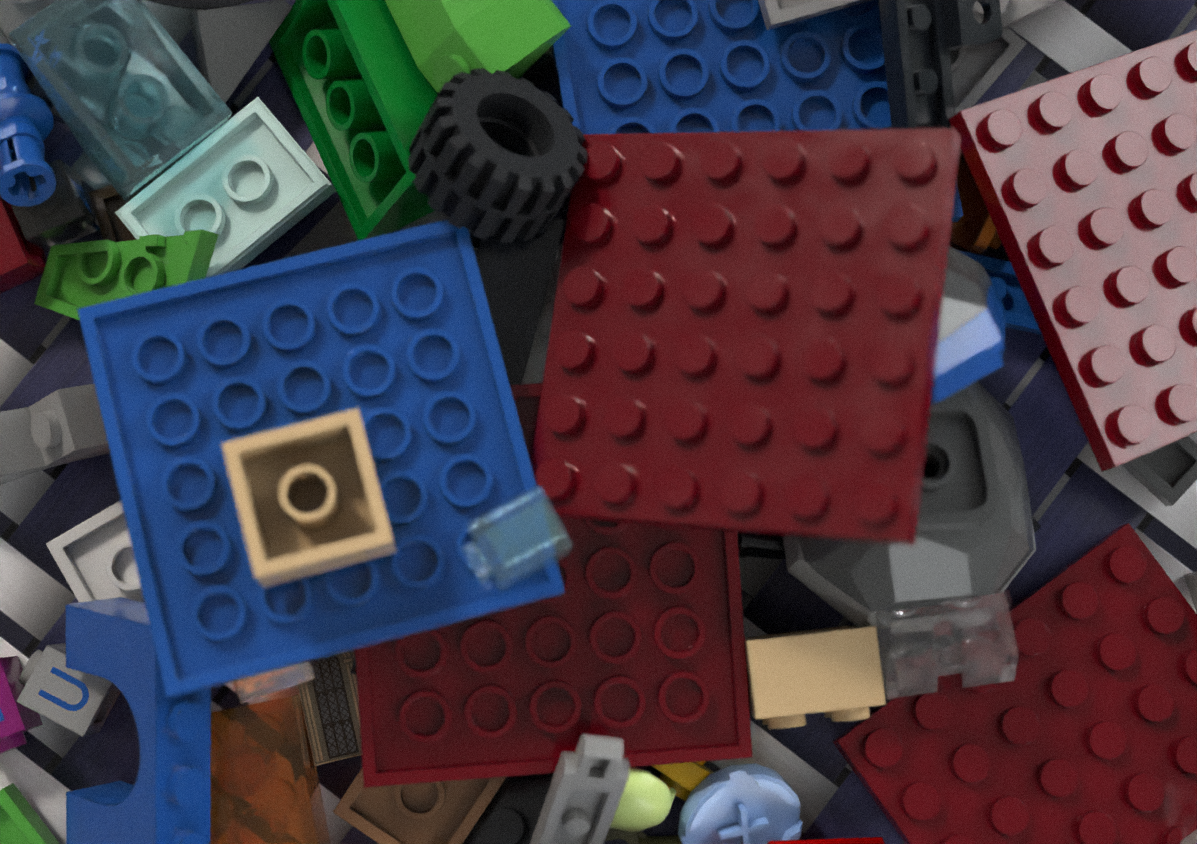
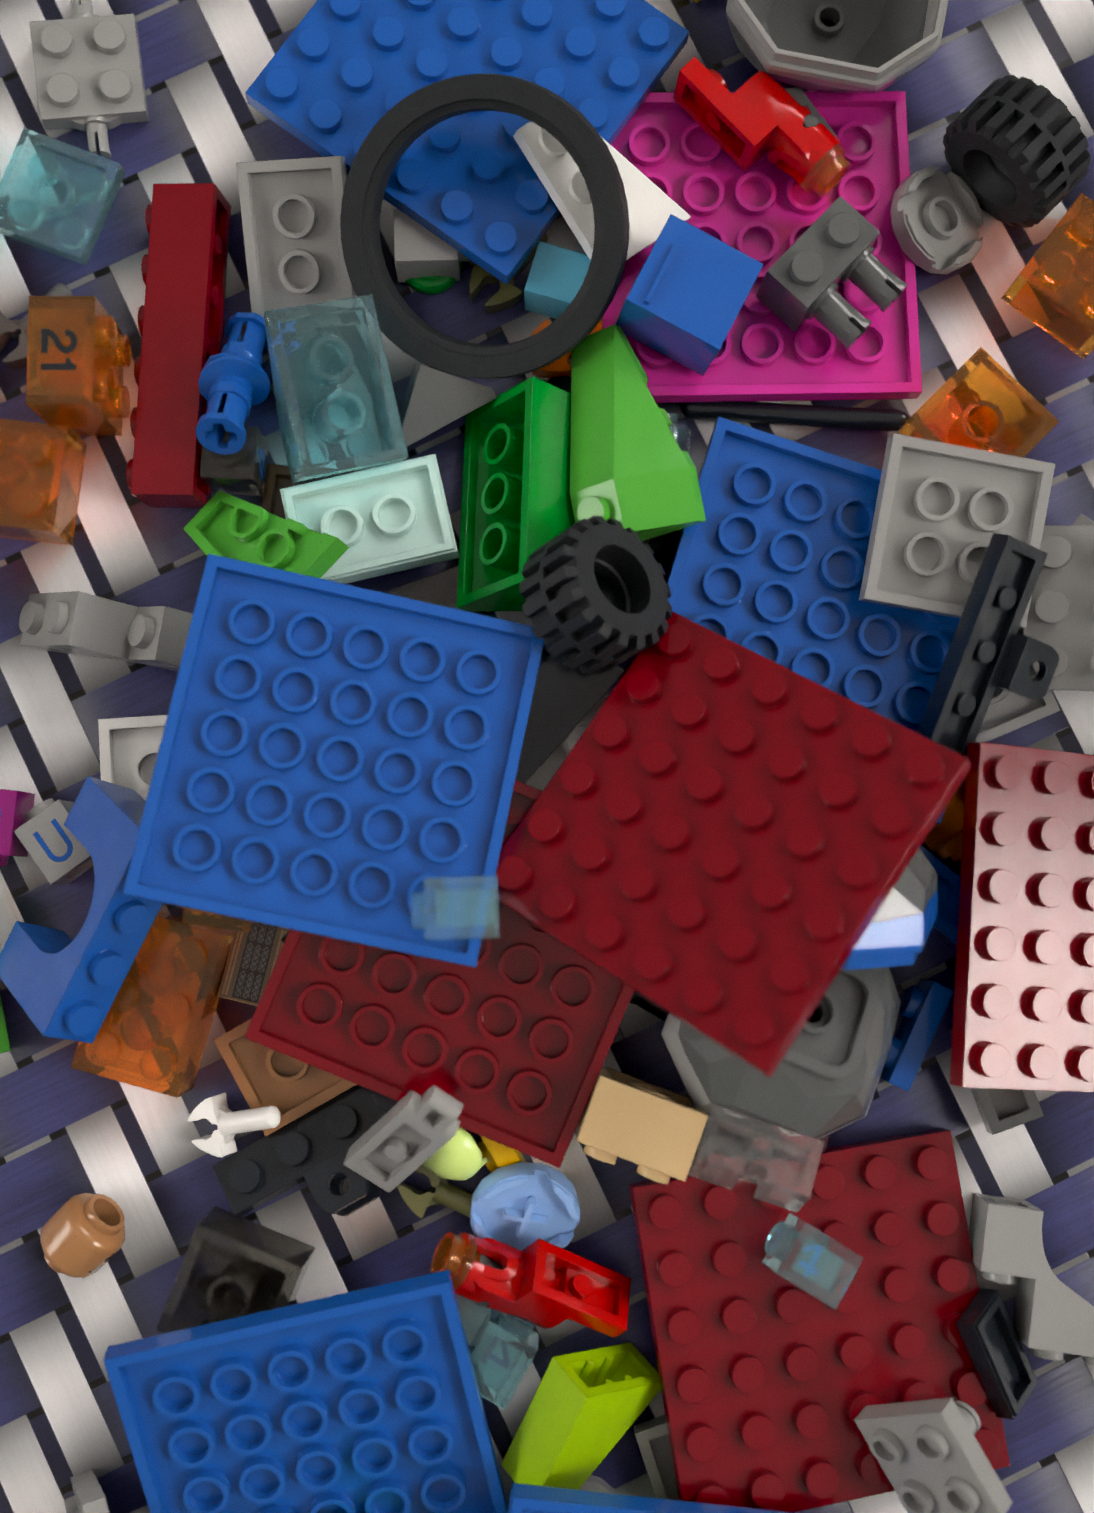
camera: 25 degrees right, 0 degrees up
(308, 498) = (310, 794): tan brick -> none
(1041, 418) = (921, 1012): none -> blue plate
(1052, 719) = (811, 1260): none -> clear light blue brick

